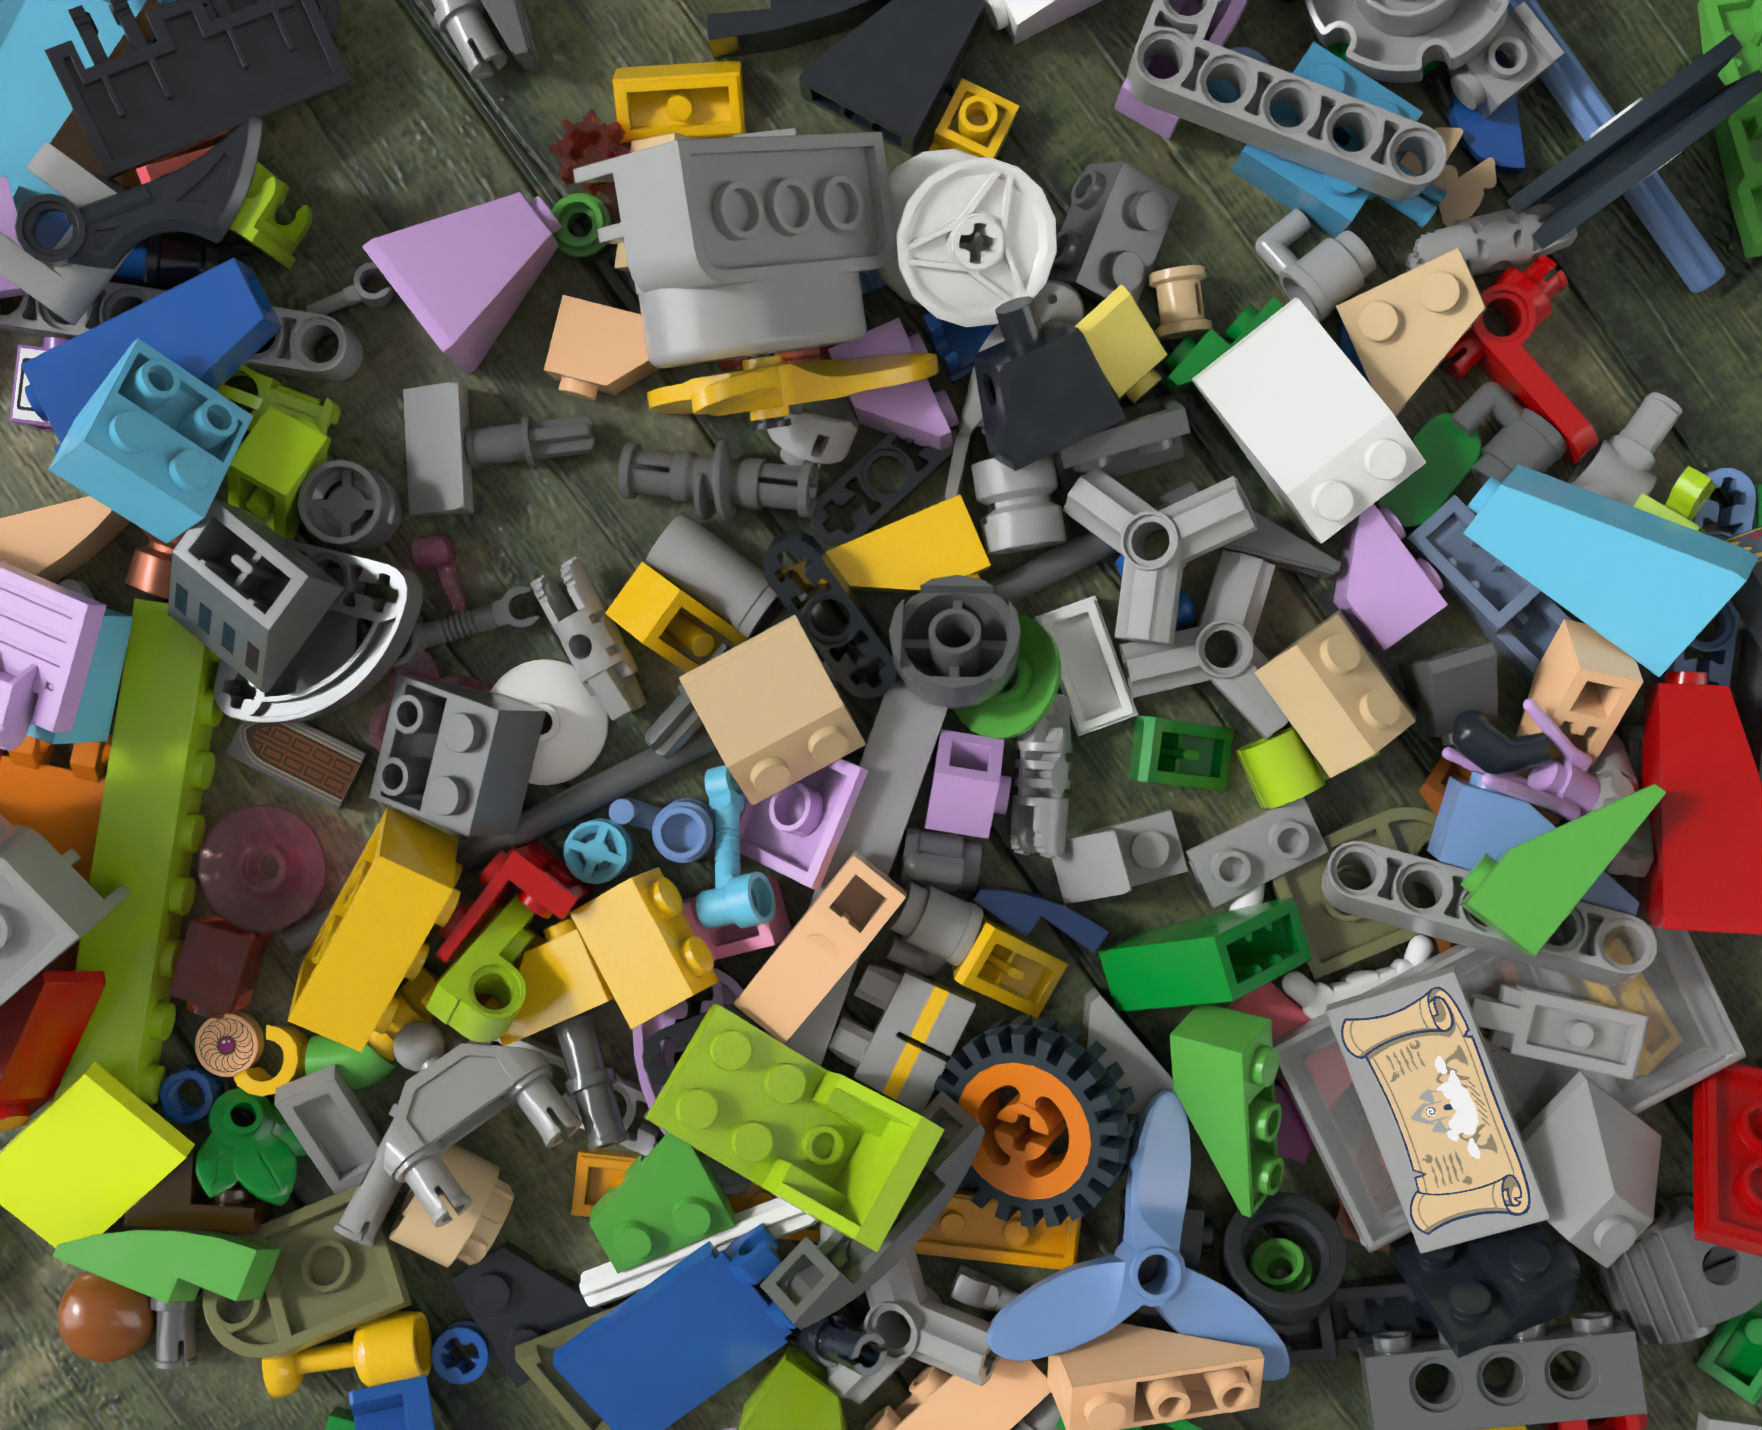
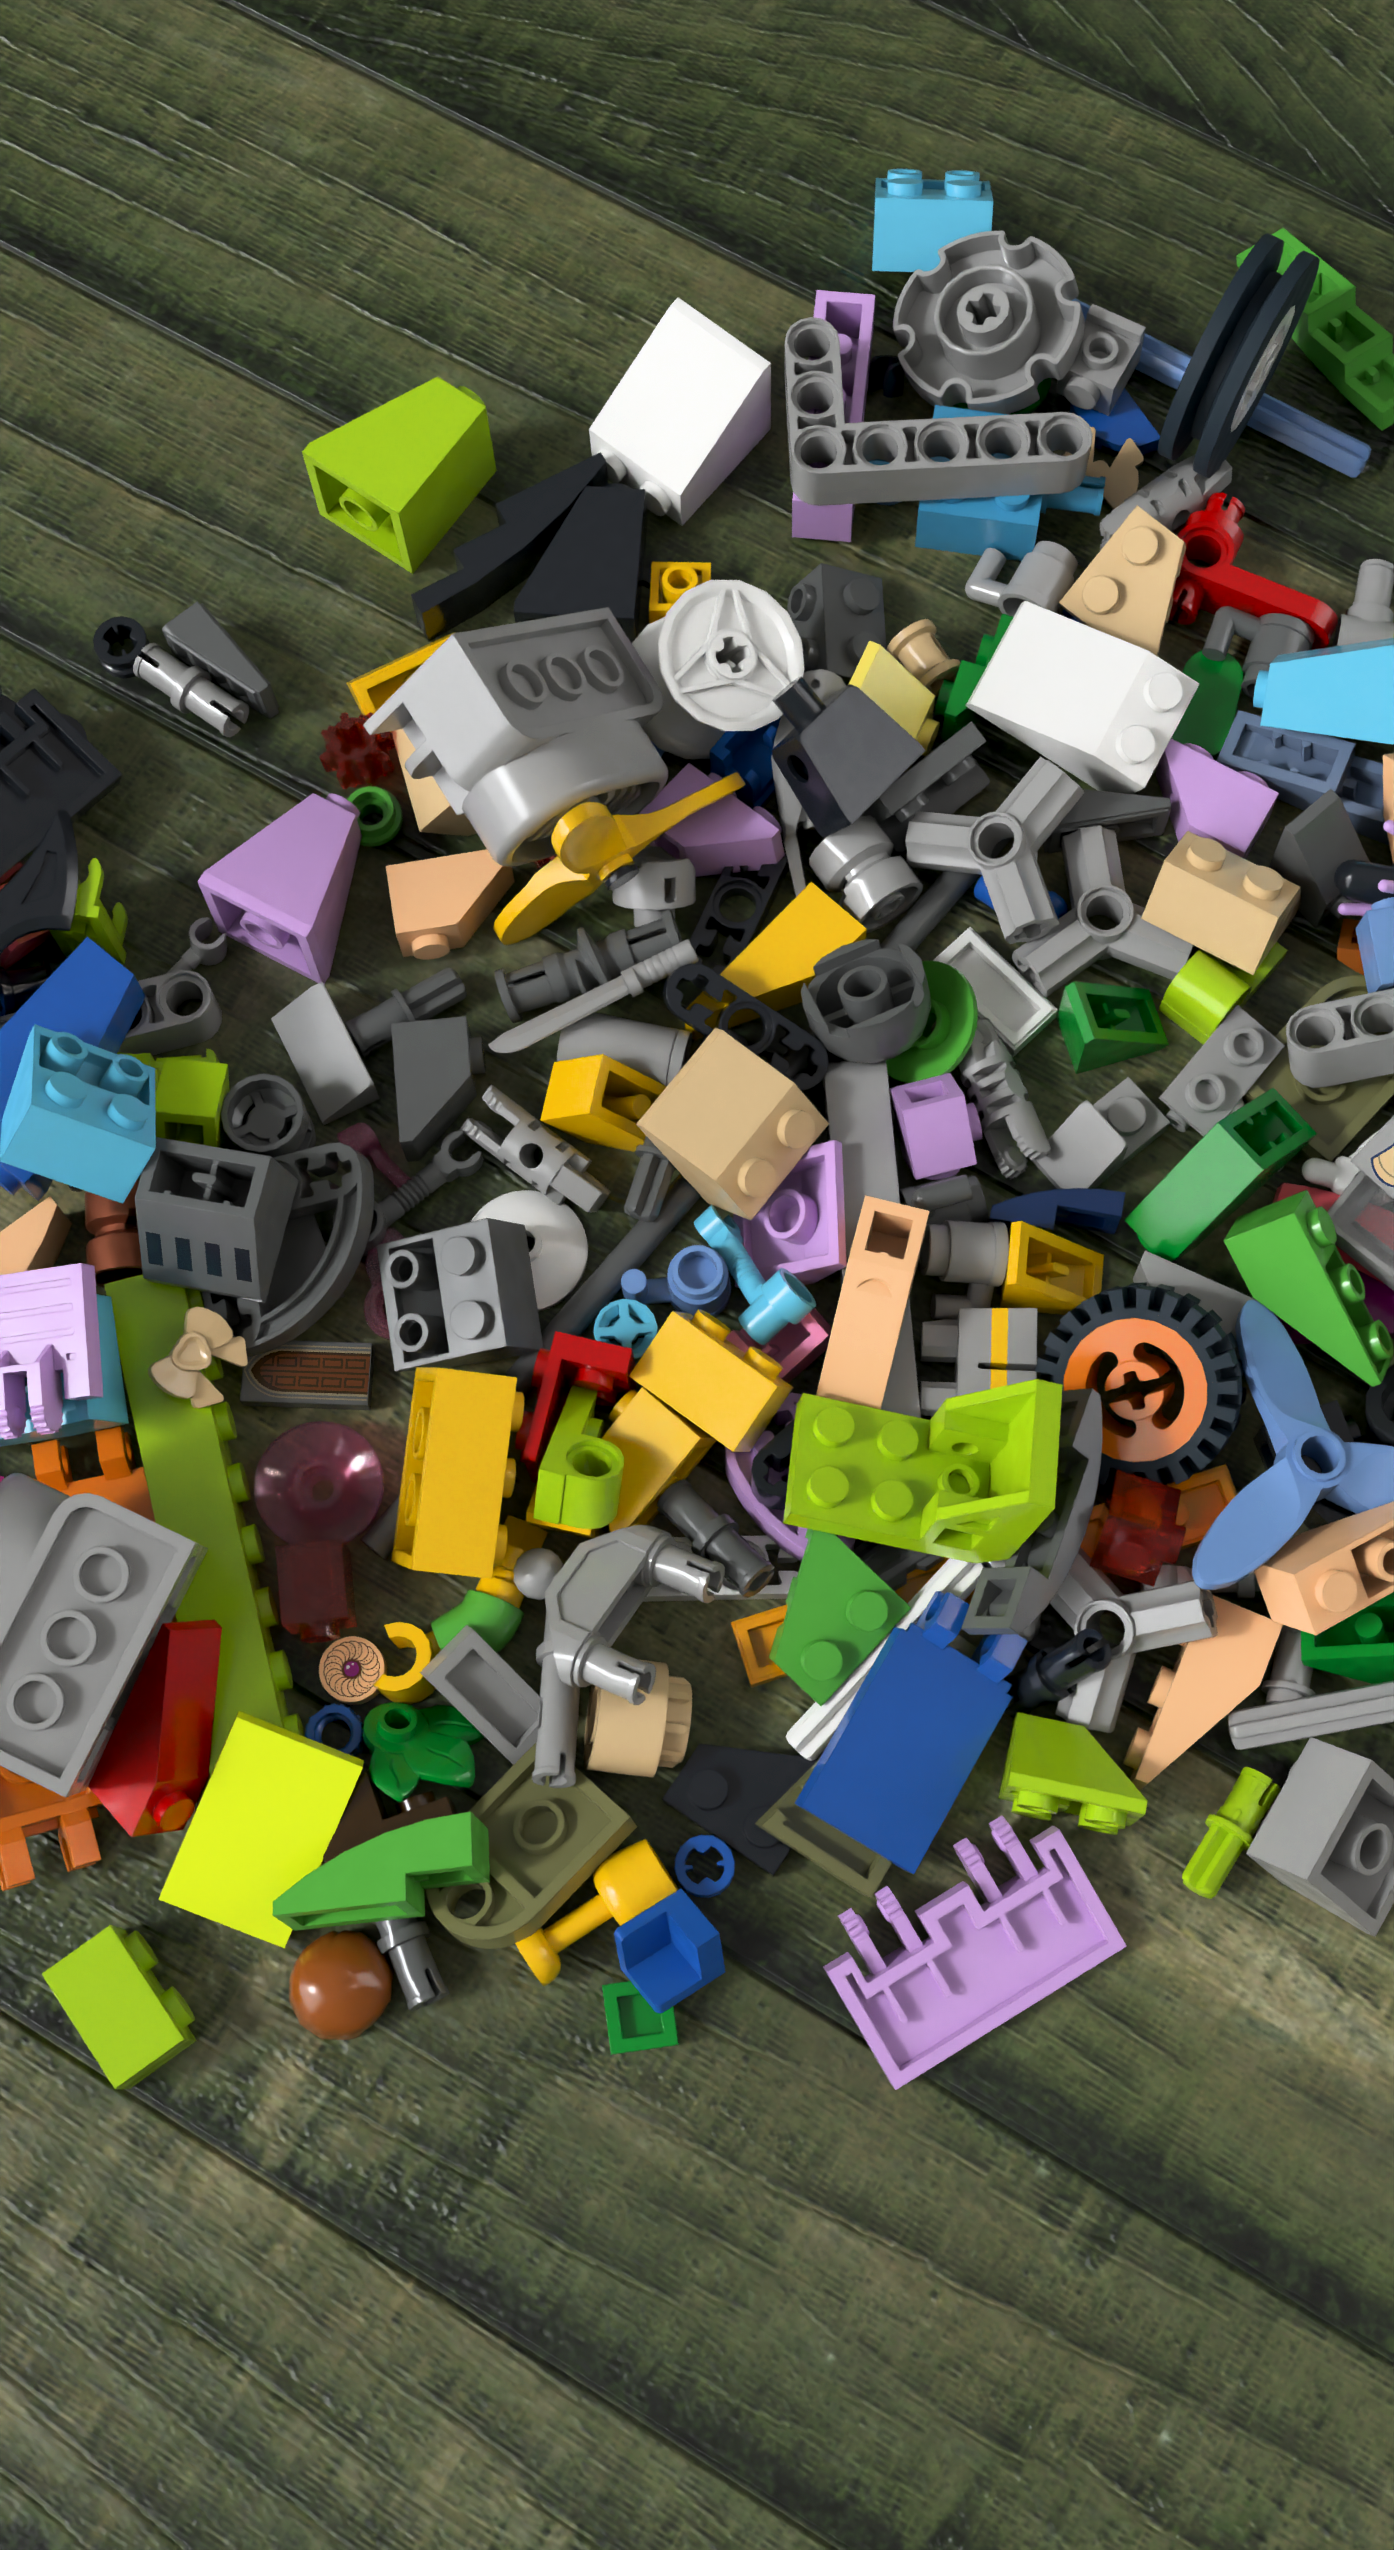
camera: 15 degrees left, 15 degrees down
(166, 723) = (203, 1336): none -> tan piece
(524, 524) = (433, 1078): none -> dark grey slope
(701, 524) = (631, 981): none -> light grey piece
(966, 1251) = (1138, 1529): none -> clear red brick

